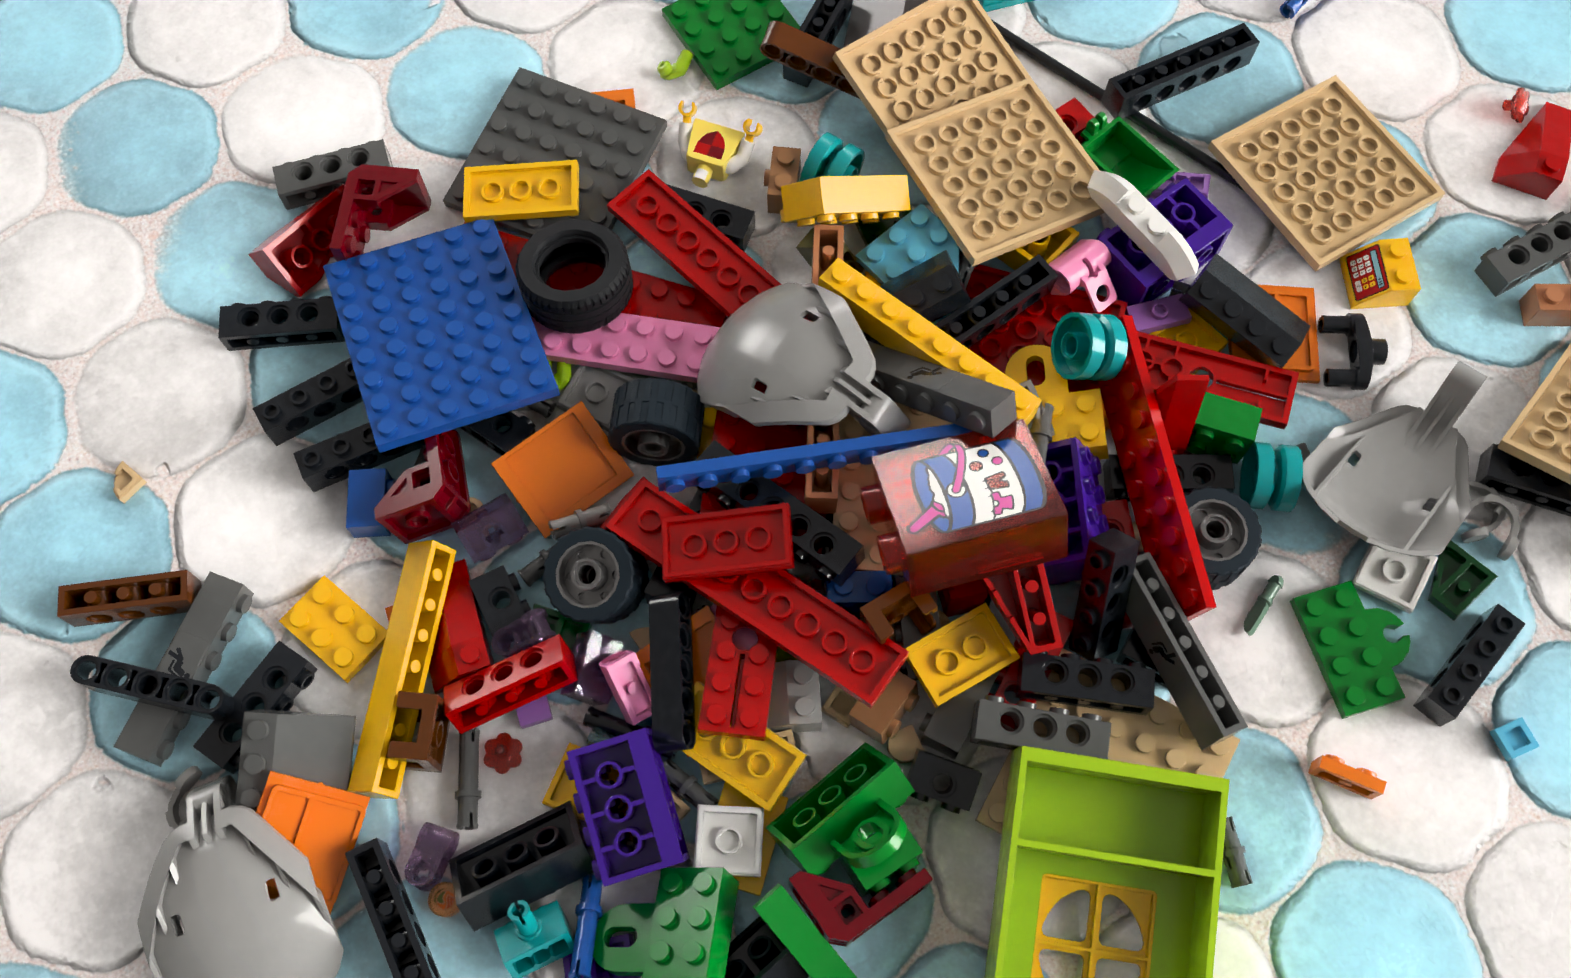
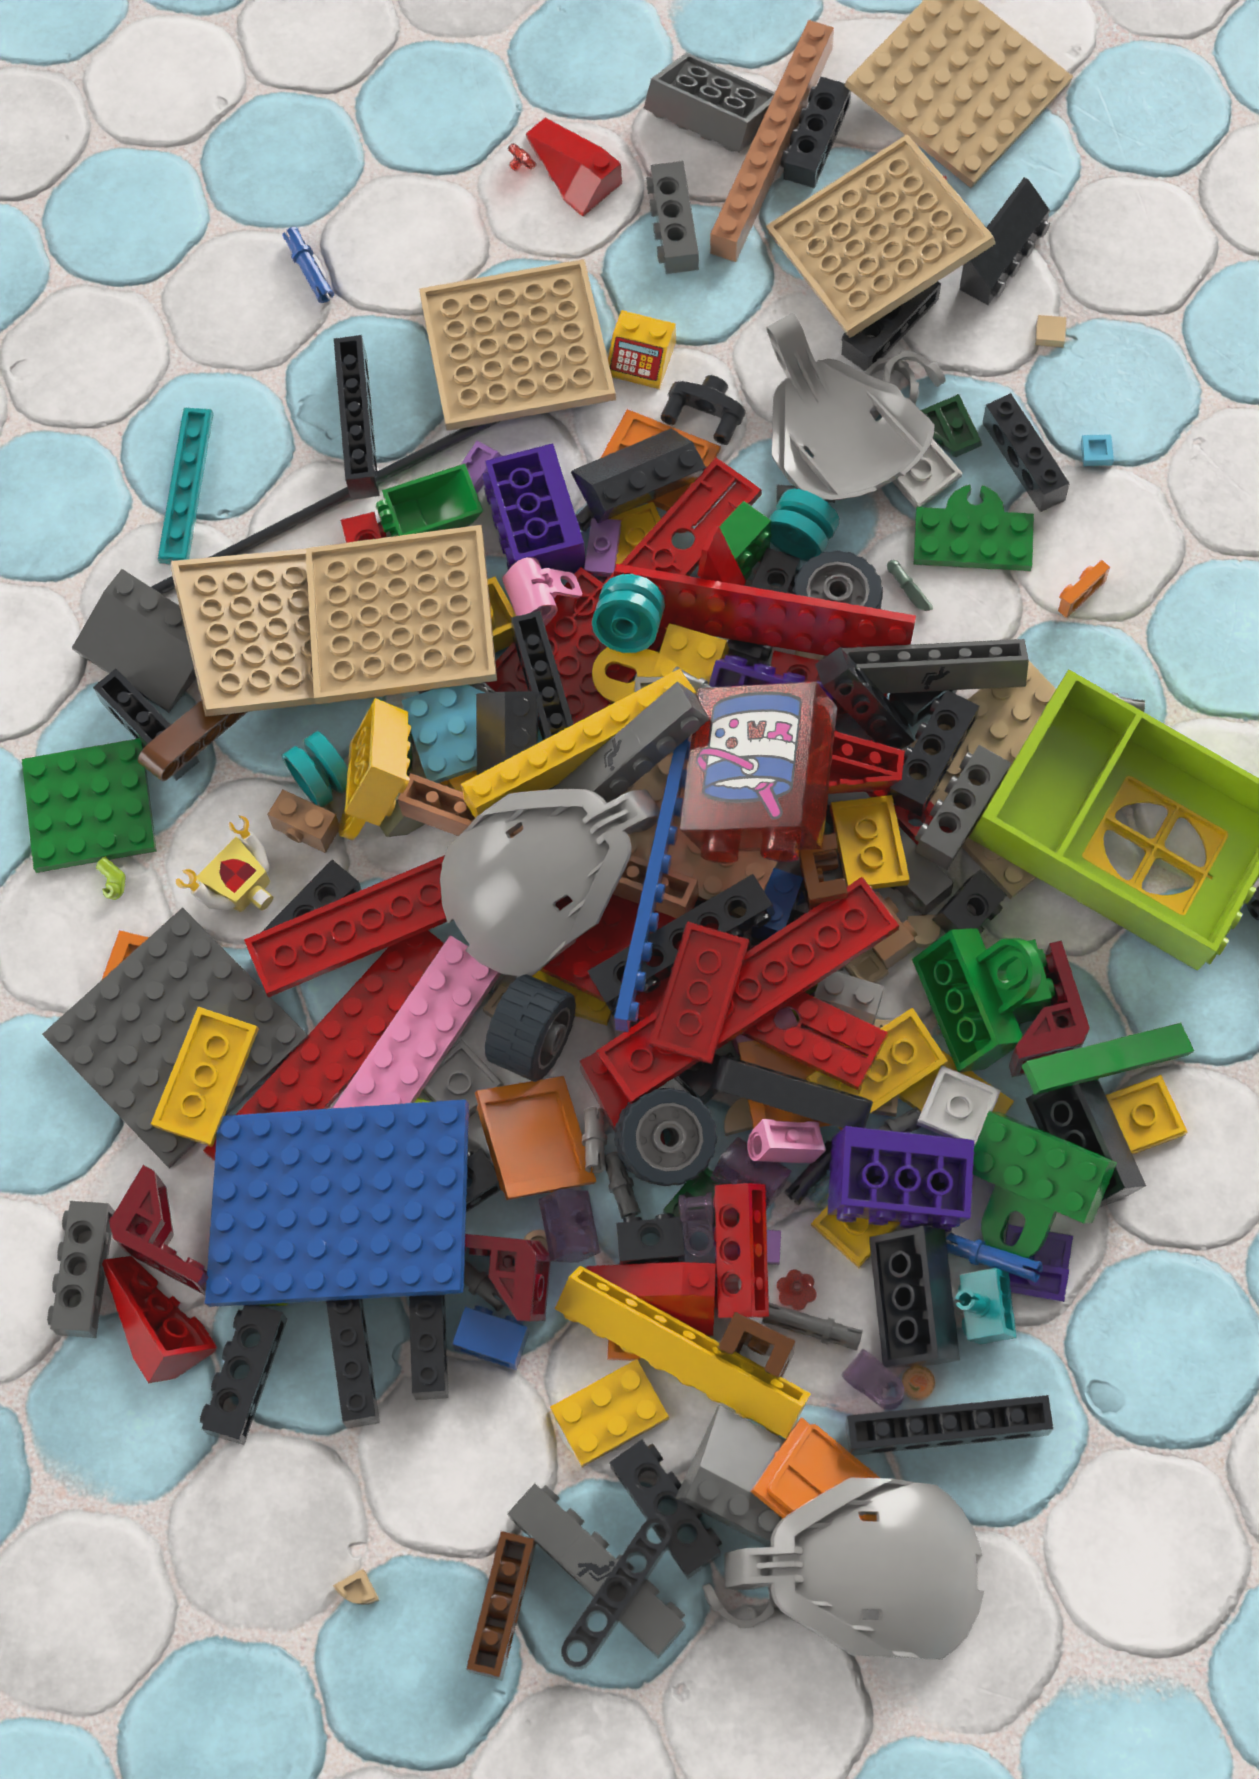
camera: 65 degrees left, 0 degrees up
(569, 244) = (313, 1016): black tyre -> none
(1143, 224) = (521, 516): white brick -> none

